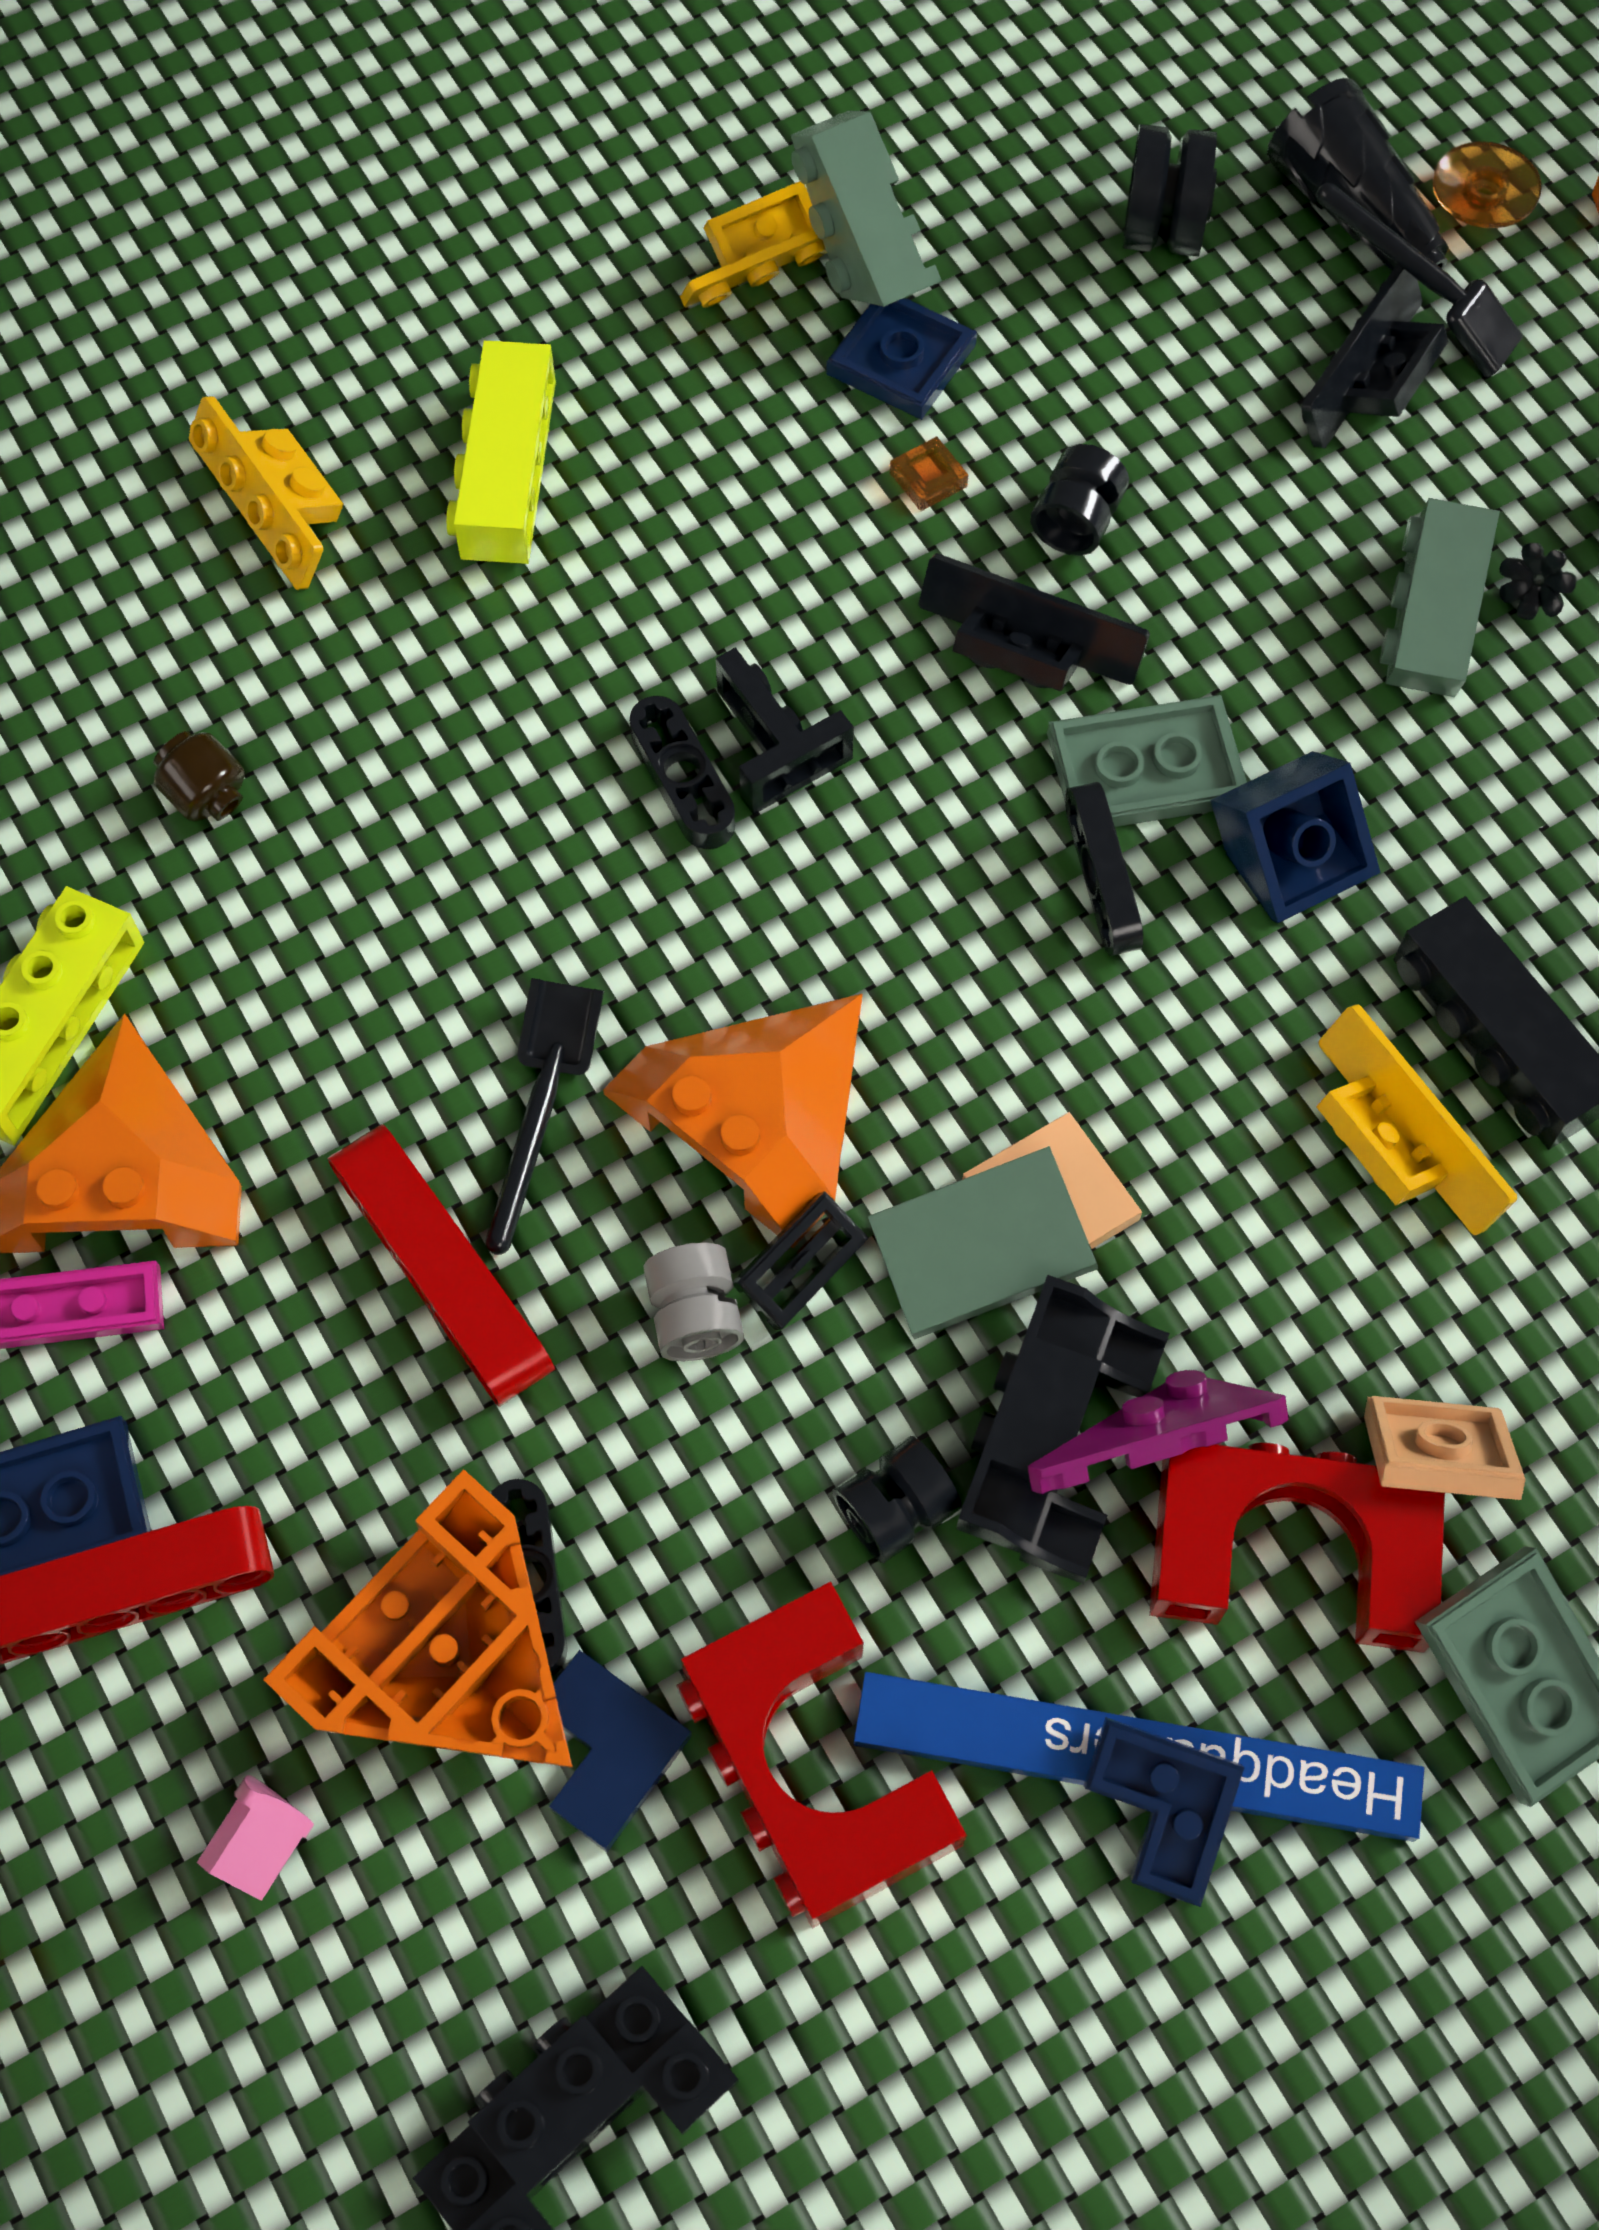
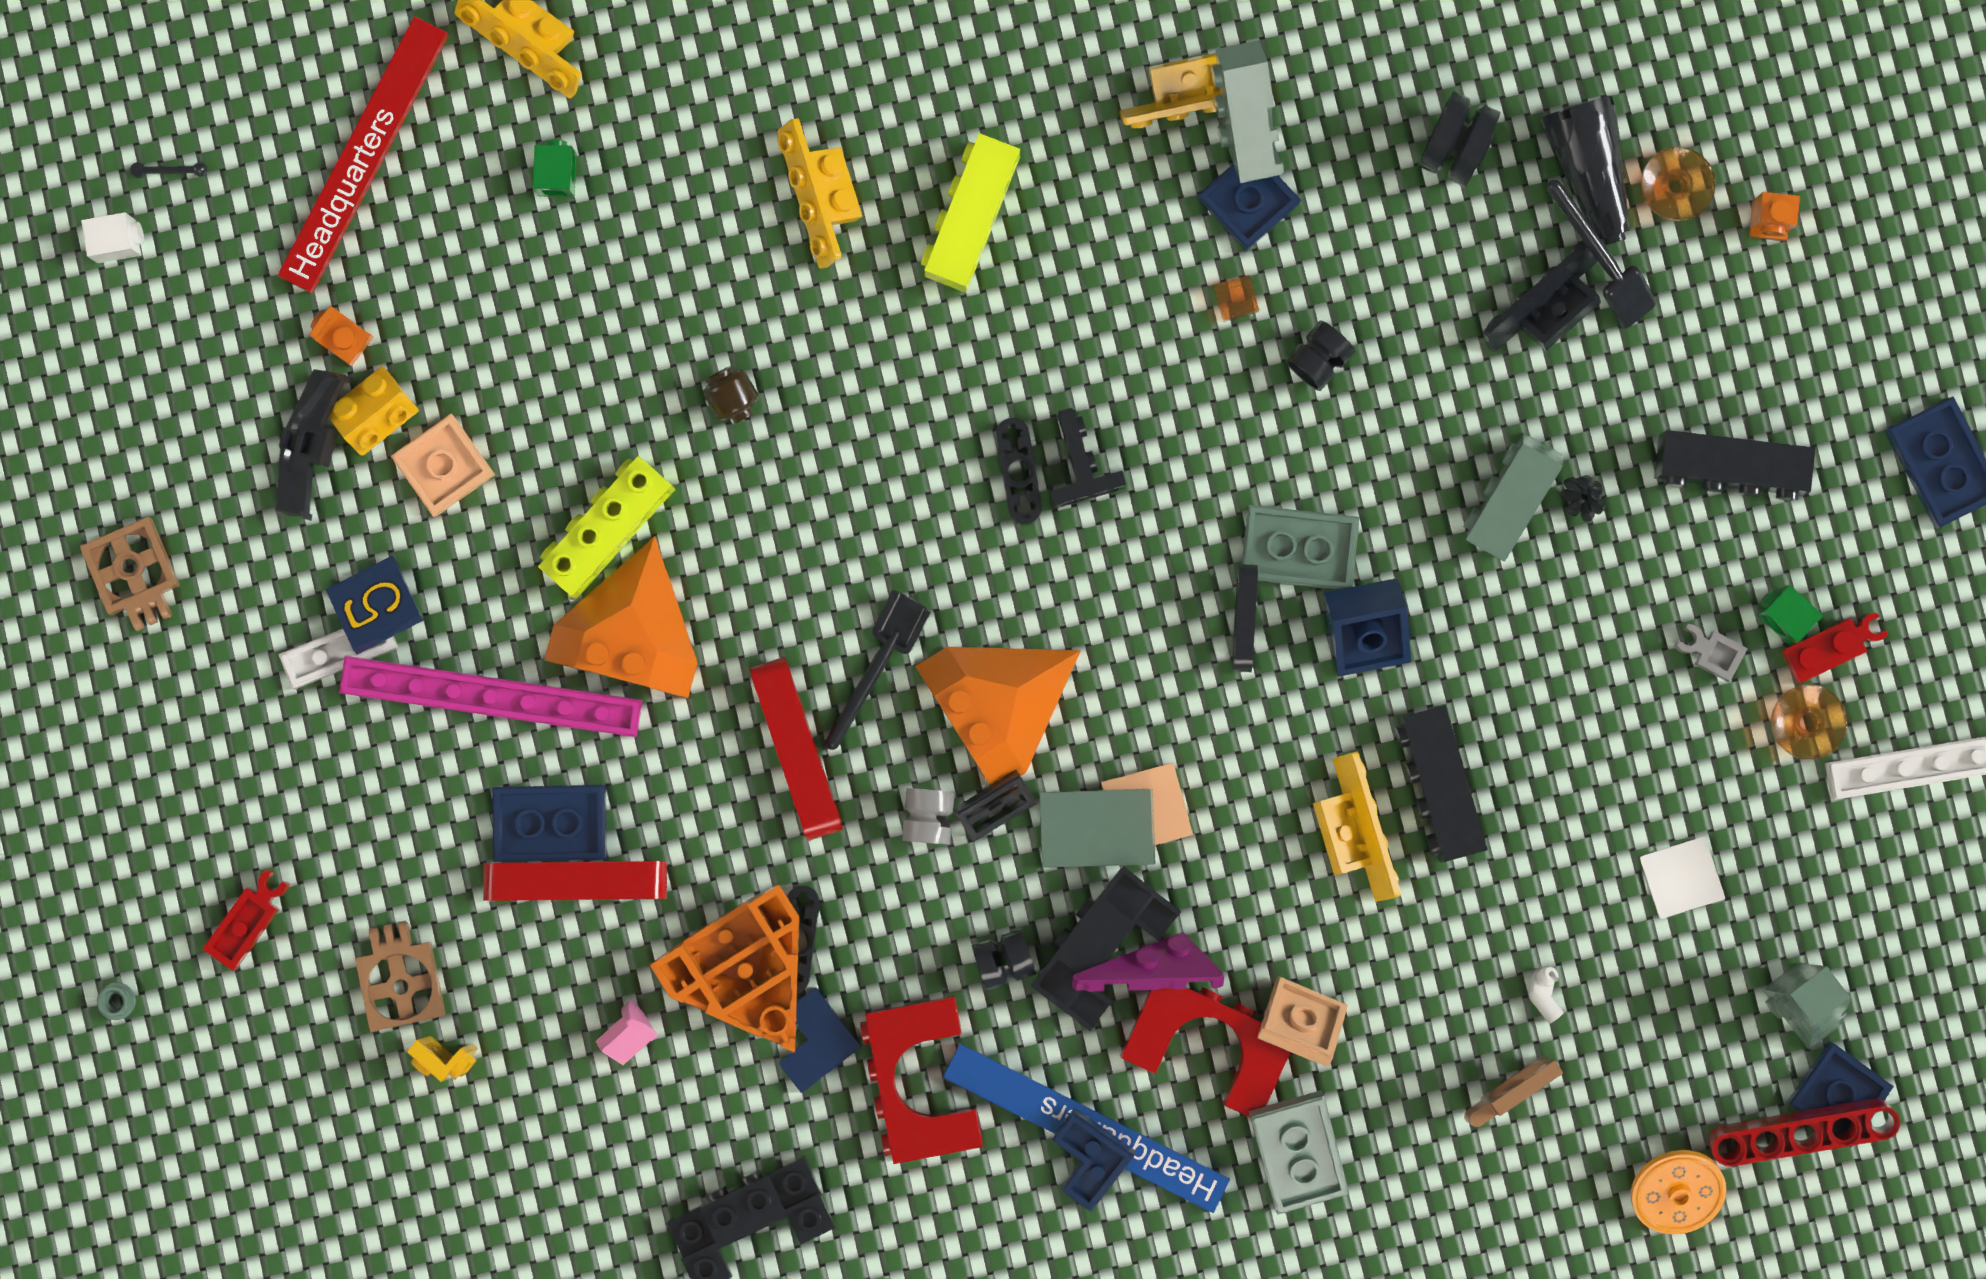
camera: 20 degrees right, 20 degrees up
(1029, 629) = (1254, 440): black bracket -> none

